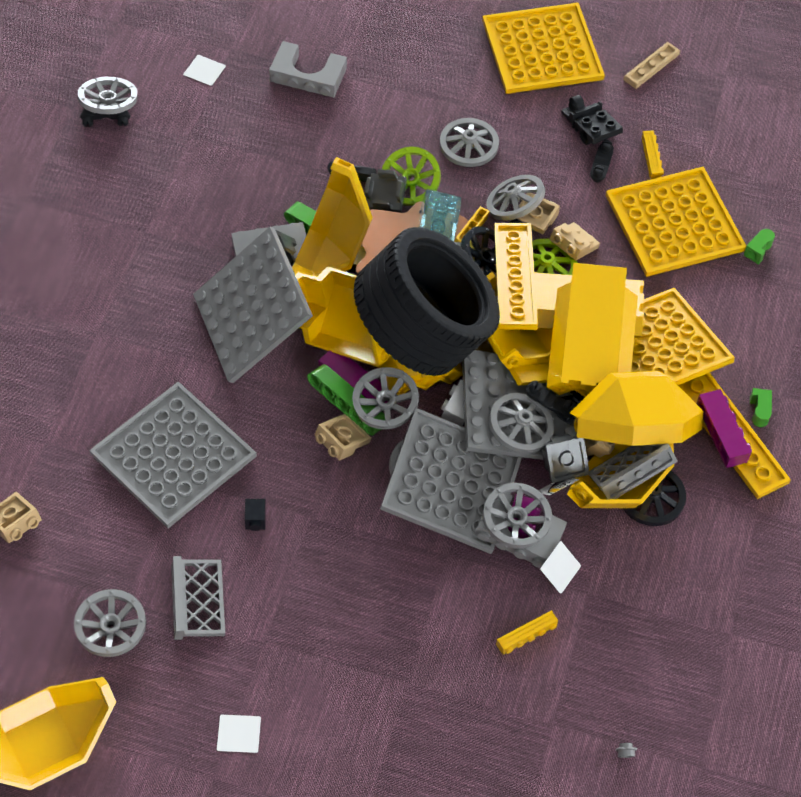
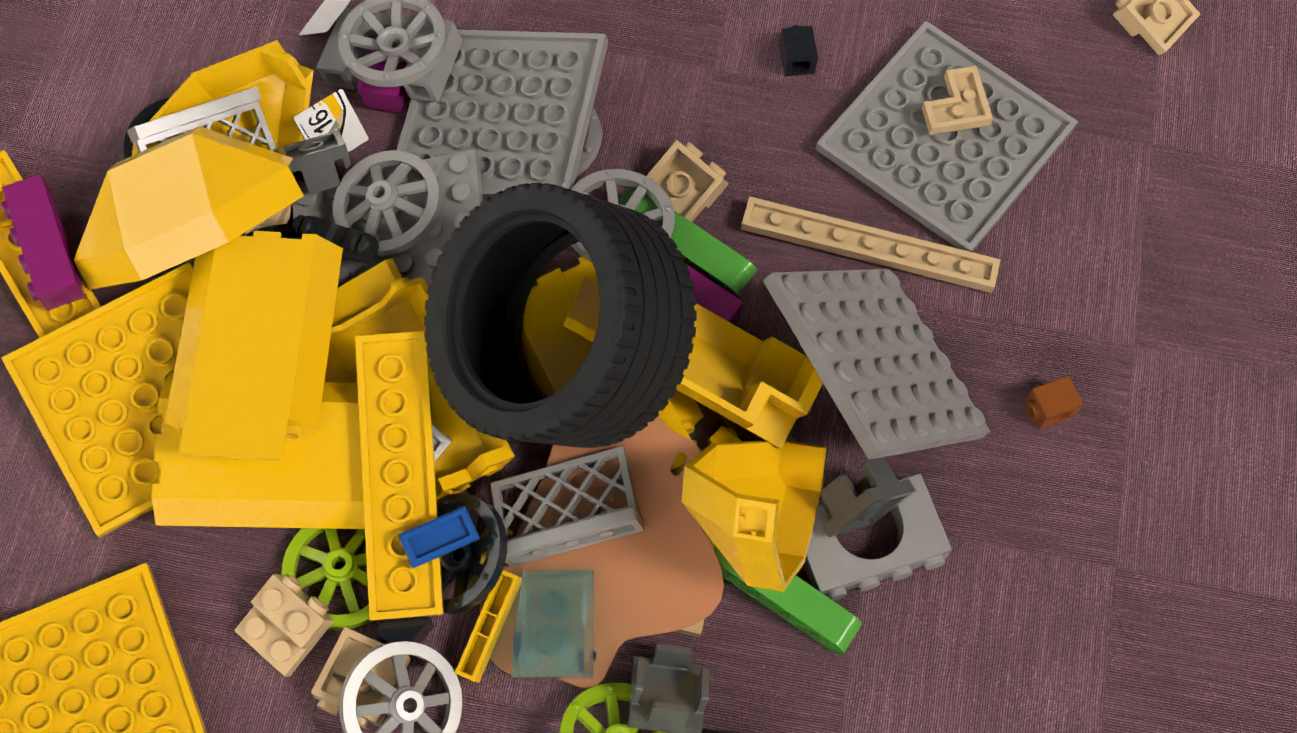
camera: 175 degrees right, 10 degrees up
(155, 300) = (1053, 403): none -> dark orange brick
(161, 455) = (965, 107): none -> tan plate
(237, 394) = (871, 244): none -> tan plate
(495, 245) = (438, 537): none -> blue tile

